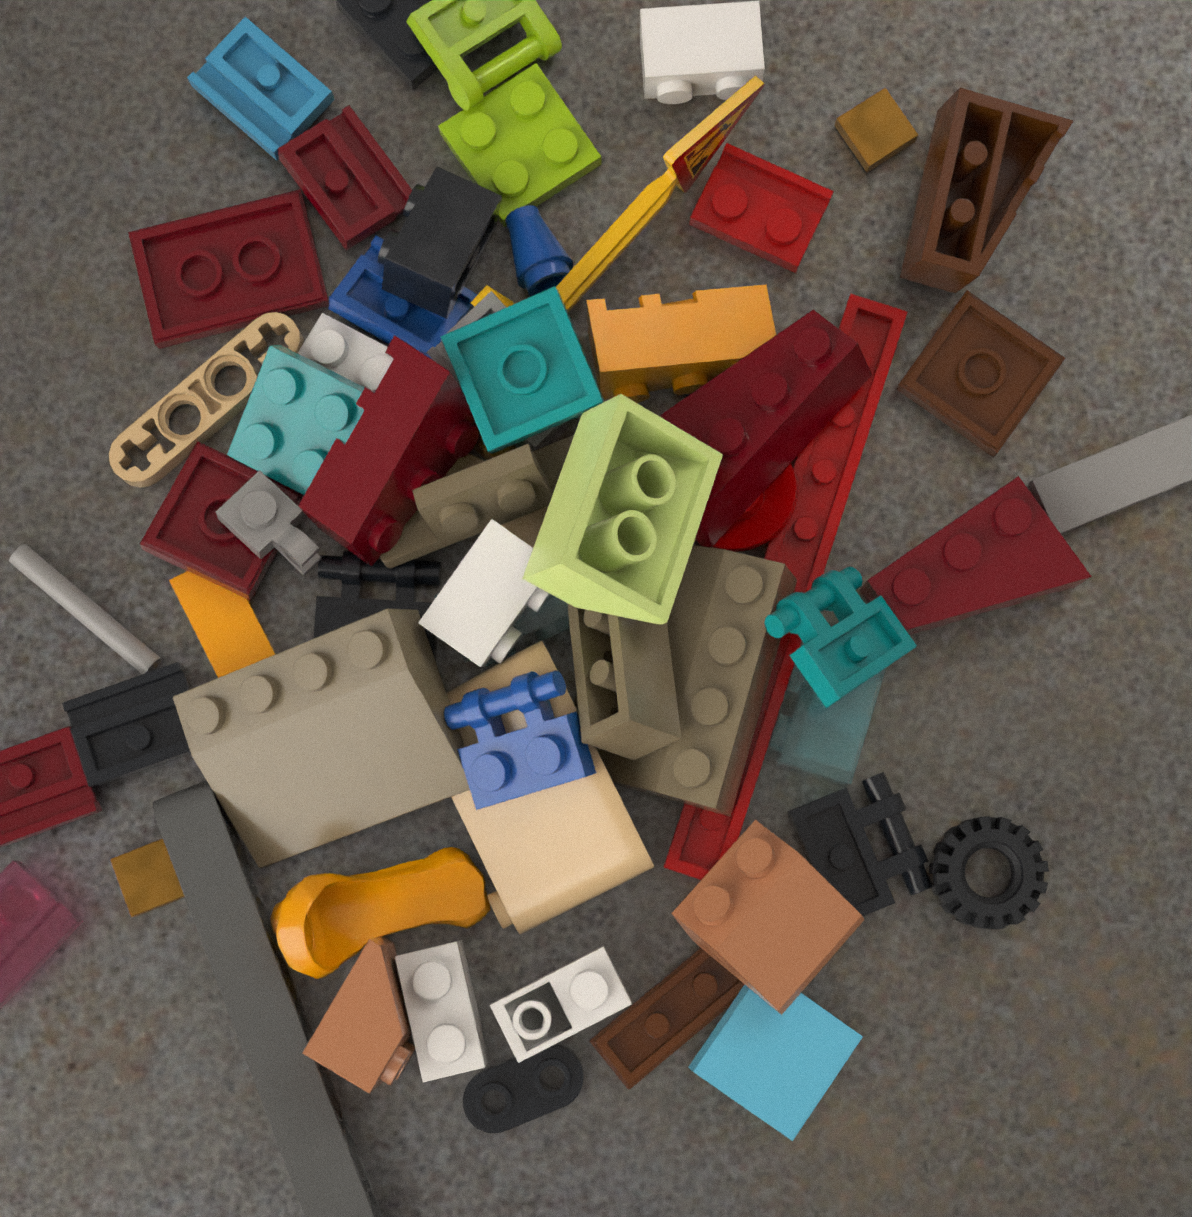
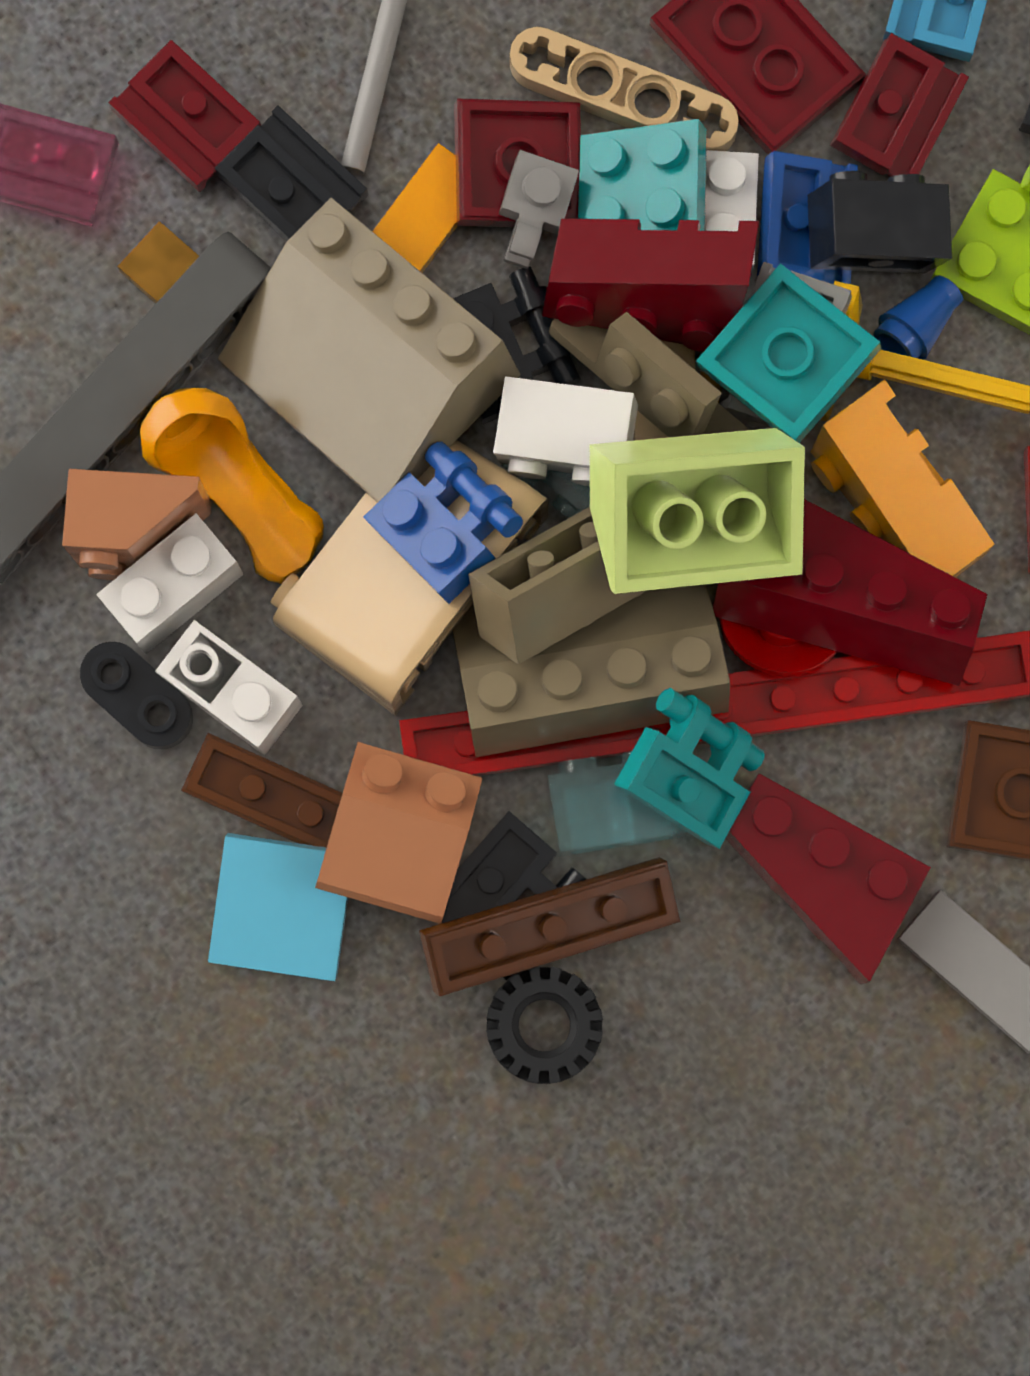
camera: 60 degrees right, 0 degrees up
(908, 827) = (549, 926): none -> reddish brown tile

